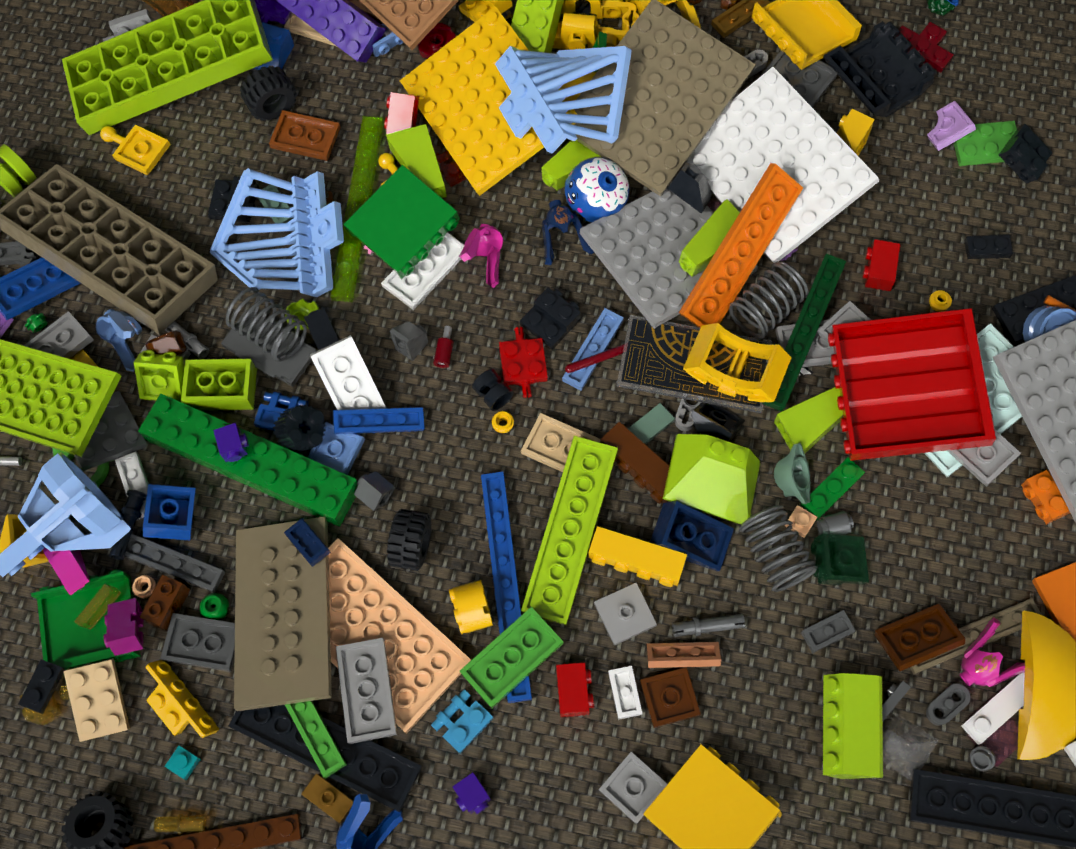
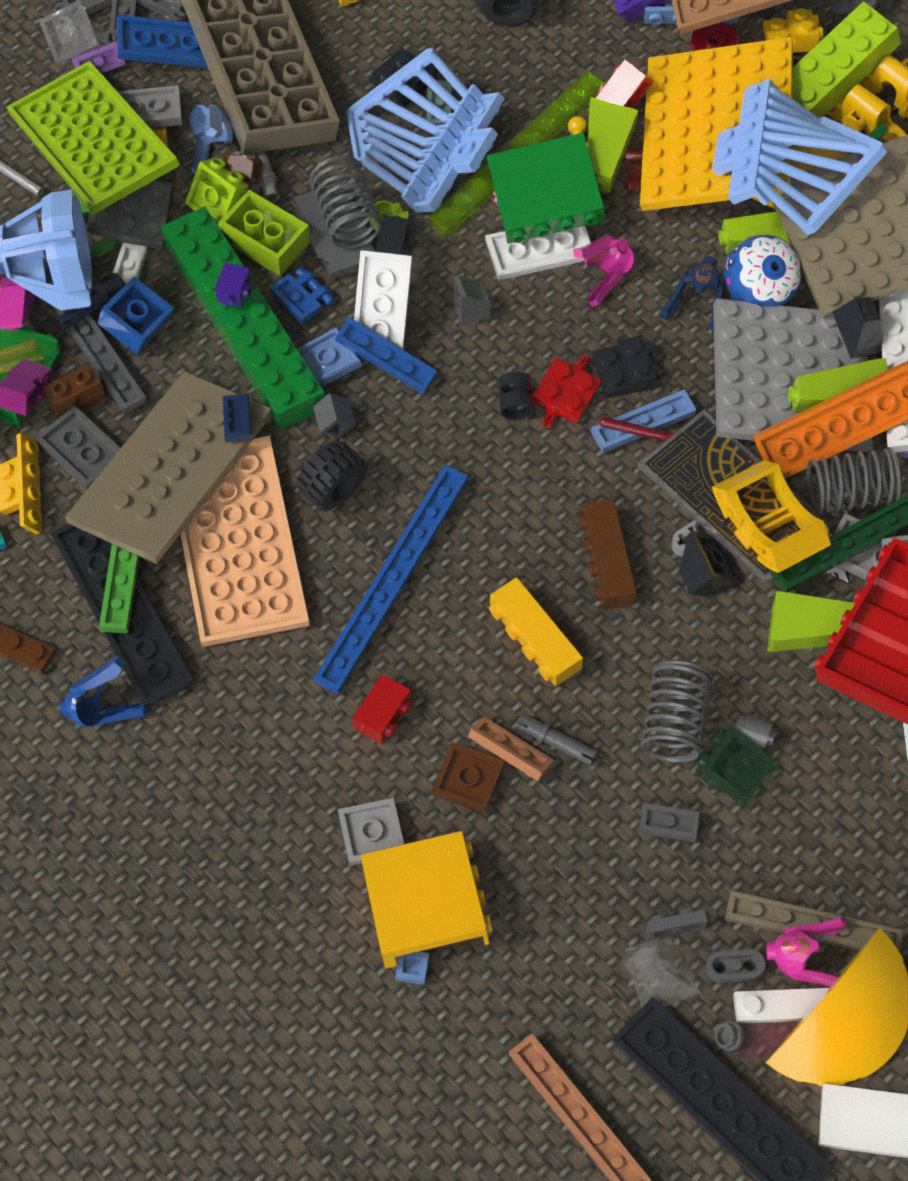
camera: 30 degrees right, 5 degrees down
(36, 322) = (142, 78): green plate -> none
(138, 584) = (66, 362): light nougat plate -> none
(219, 611) = (119, 431): green plate -> none
(300, 428) = (320, 315): black brick -> none
(304, 135) = (517, 56): dark orange plate -> none
(328, 798) = (89, 649): pearl gold plate -> none
(366, 690) = (192, 581): light grey plate -> none
(444, 349) = (498, 332): dark red piece -> none
(467, 726) = (261, 677): dark azure plate -> none
(471, 607) = (343, 572): yellow brick -> none
(471, 795) = (219, 735): dark purple brick -> none
(502, 416) = (503, 426): yellow plate -> none
(511, 657) = (346, 640): bright green plate -> none
(551, 441) = (541, 489): tan plate -> none
(570, 530) = (488, 565): lime plate -> none
(625, 614) = (485, 678): light grey plate -> none
(625, 692) = (429, 745): white plate -> none
(652, 423) = (646, 526): sand green tile -> none
(692, 534) = (607, 649): dark blue slope -> none
(712, 476) = (666, 607): lime slope -> none
(793, 475) = (751, 658): sand green hat -> none
(802, 521) = (724, 708): light nougat plate -> none
(833, 488) = (781, 699): green plate -> none
(852, 726) = (620, 914): lime slope -> none
(919, 637) = (755, 885): reddish brown plate -> none

